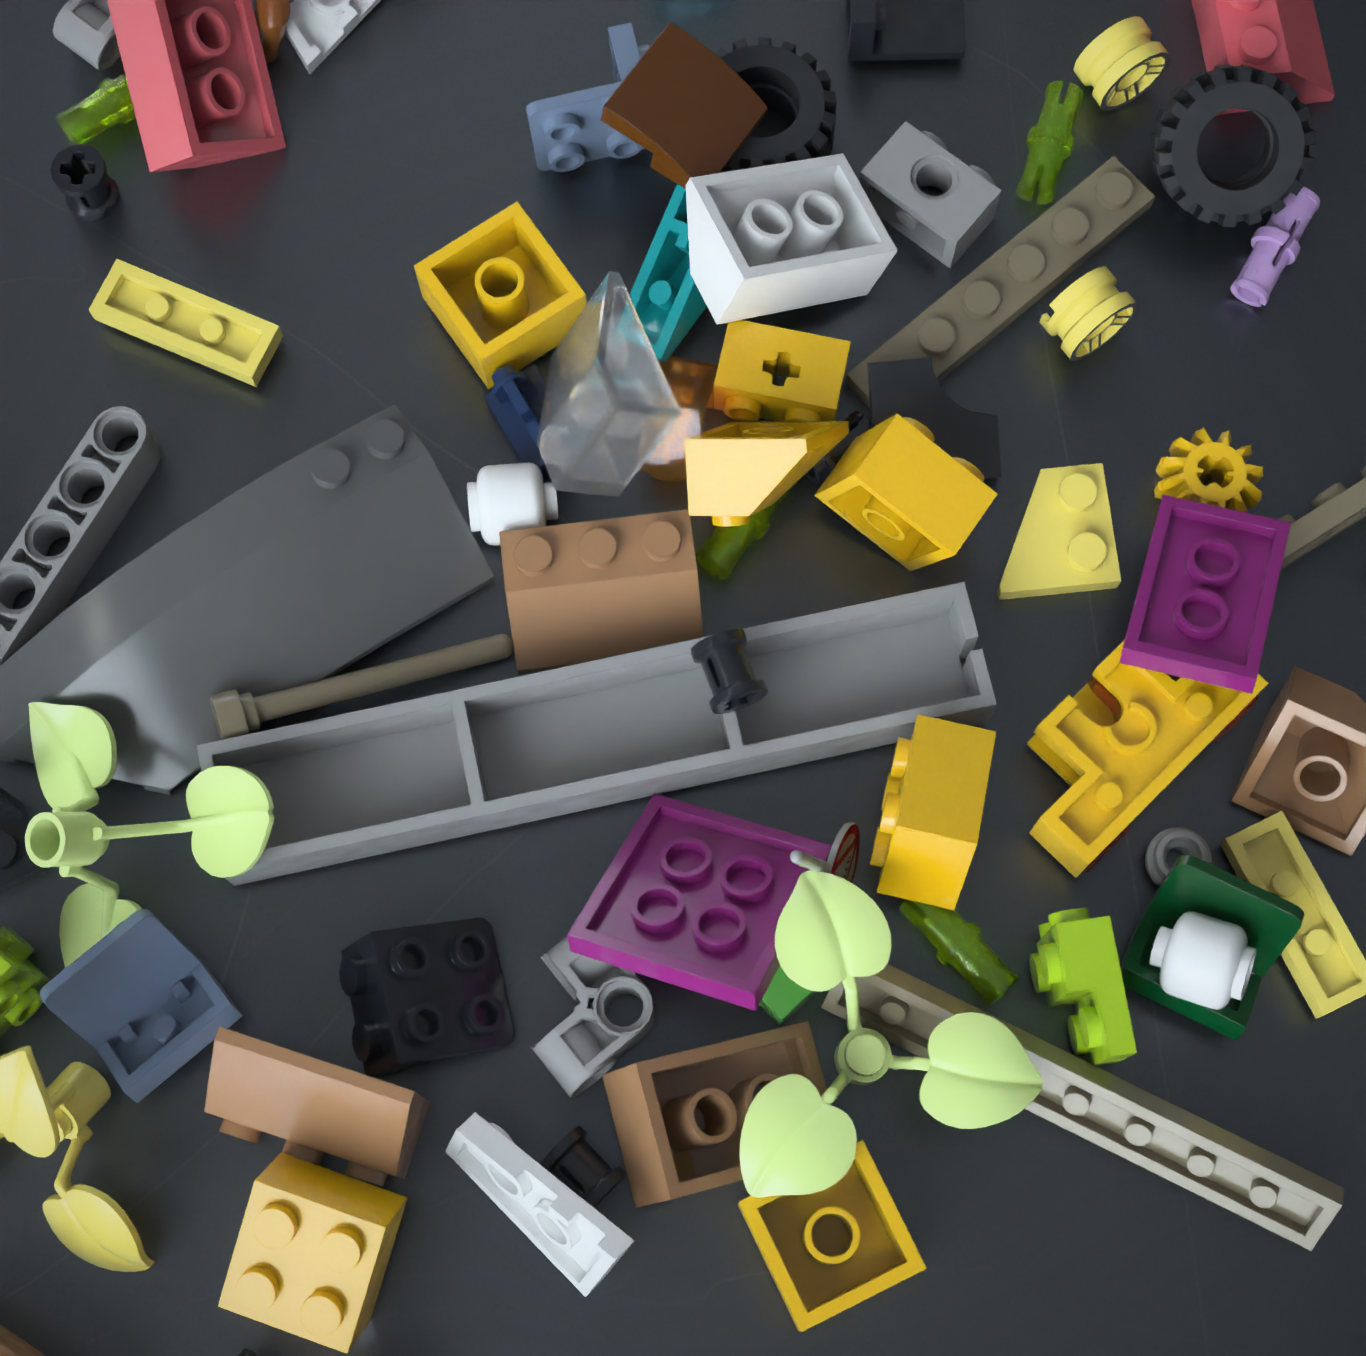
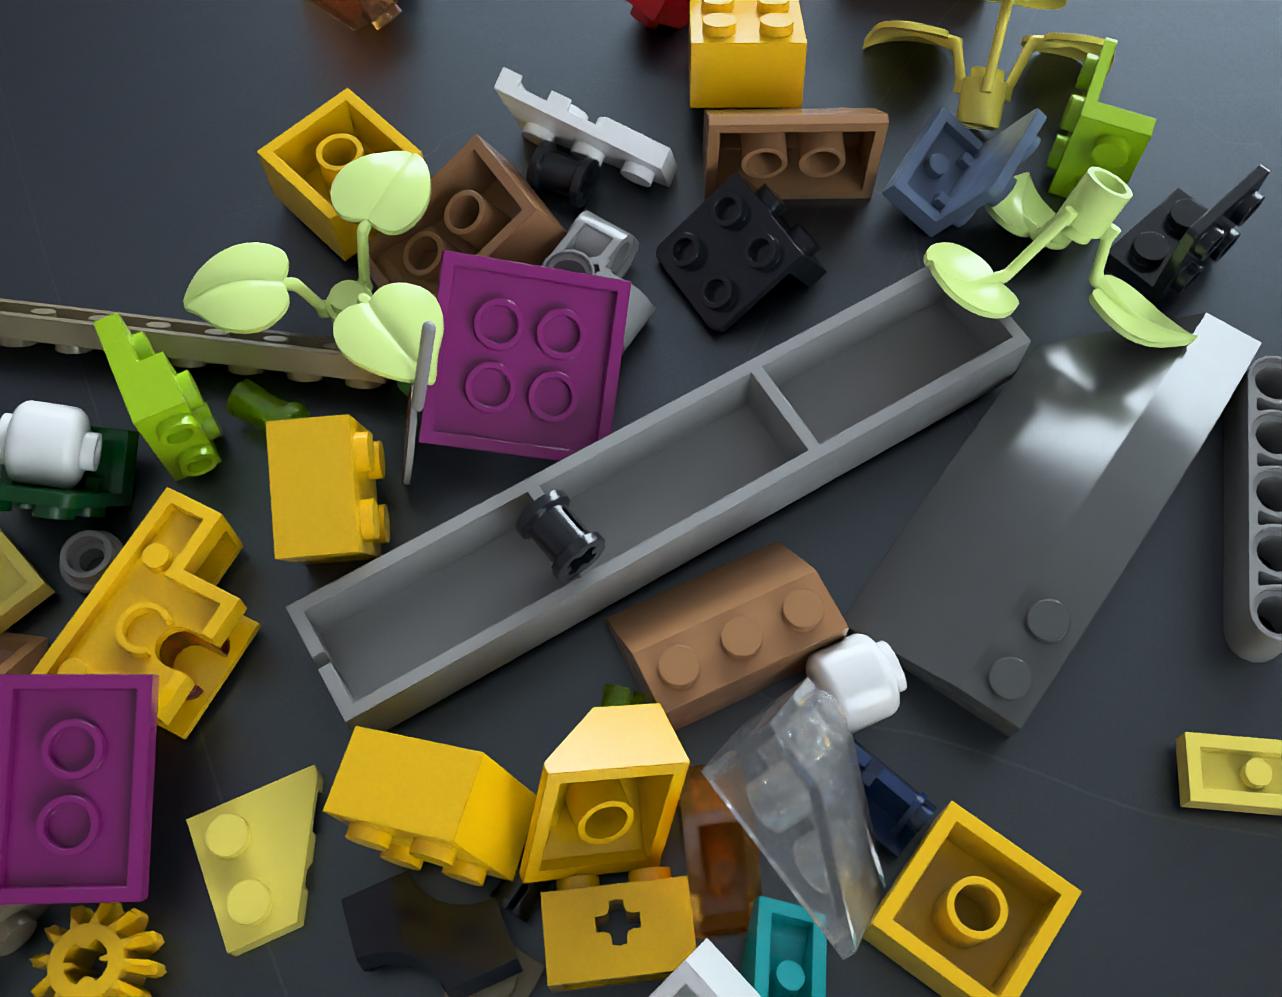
camera: 160 degrees right, 10 degrees down
(241, 713) = (1011, 388): dark tan piece -> none

